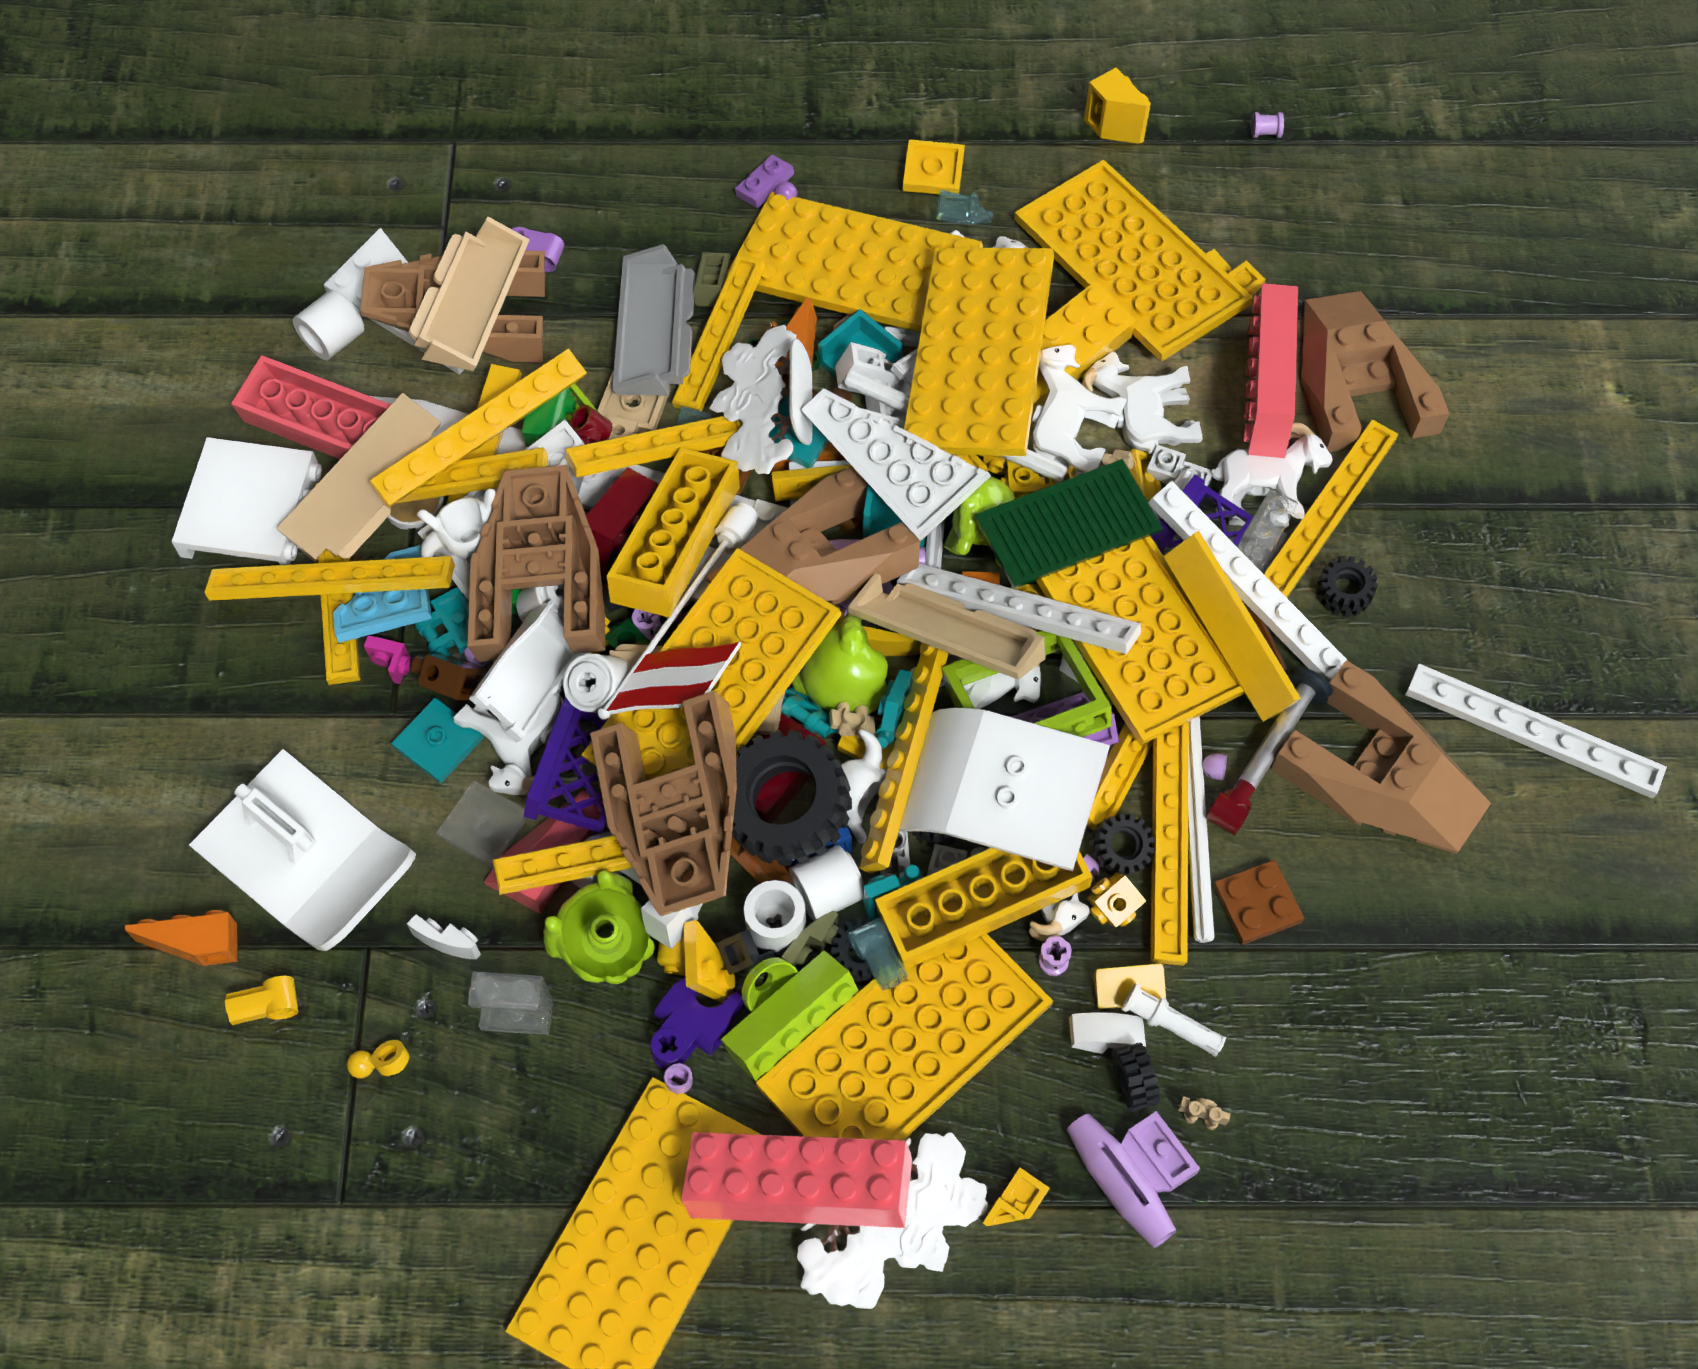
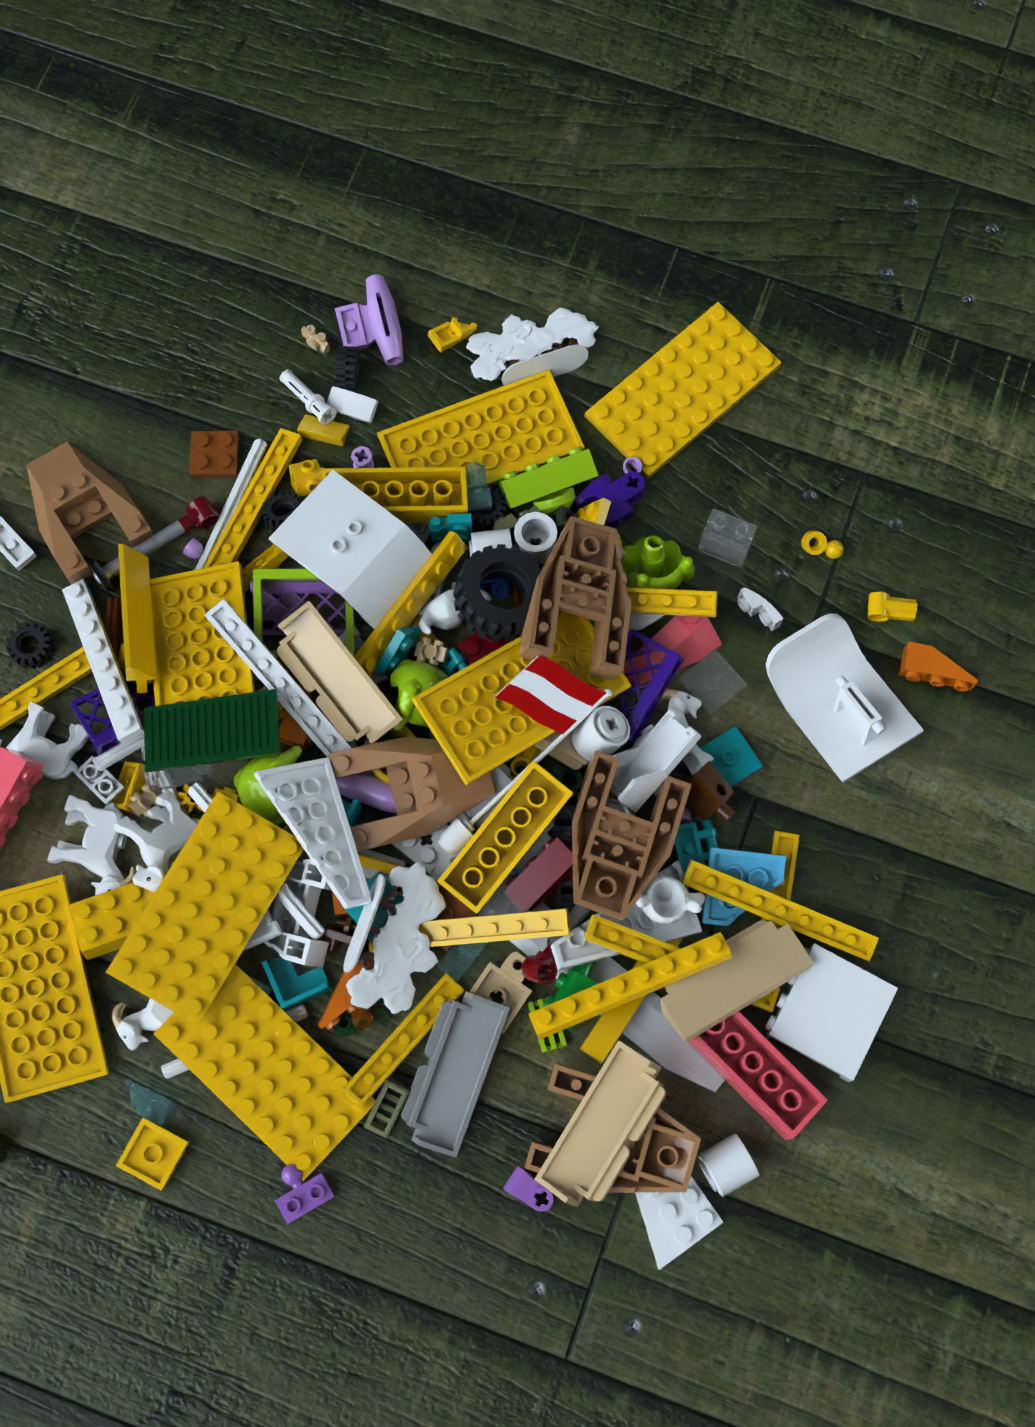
camera: 160 degrees left, 10 degrees up
(391, 654) = (749, 838): dark pink bracket -> none
(798, 1179) = (581, 362): coral brick -> none
(1265, 532) = (67, 685): clear panel -> none

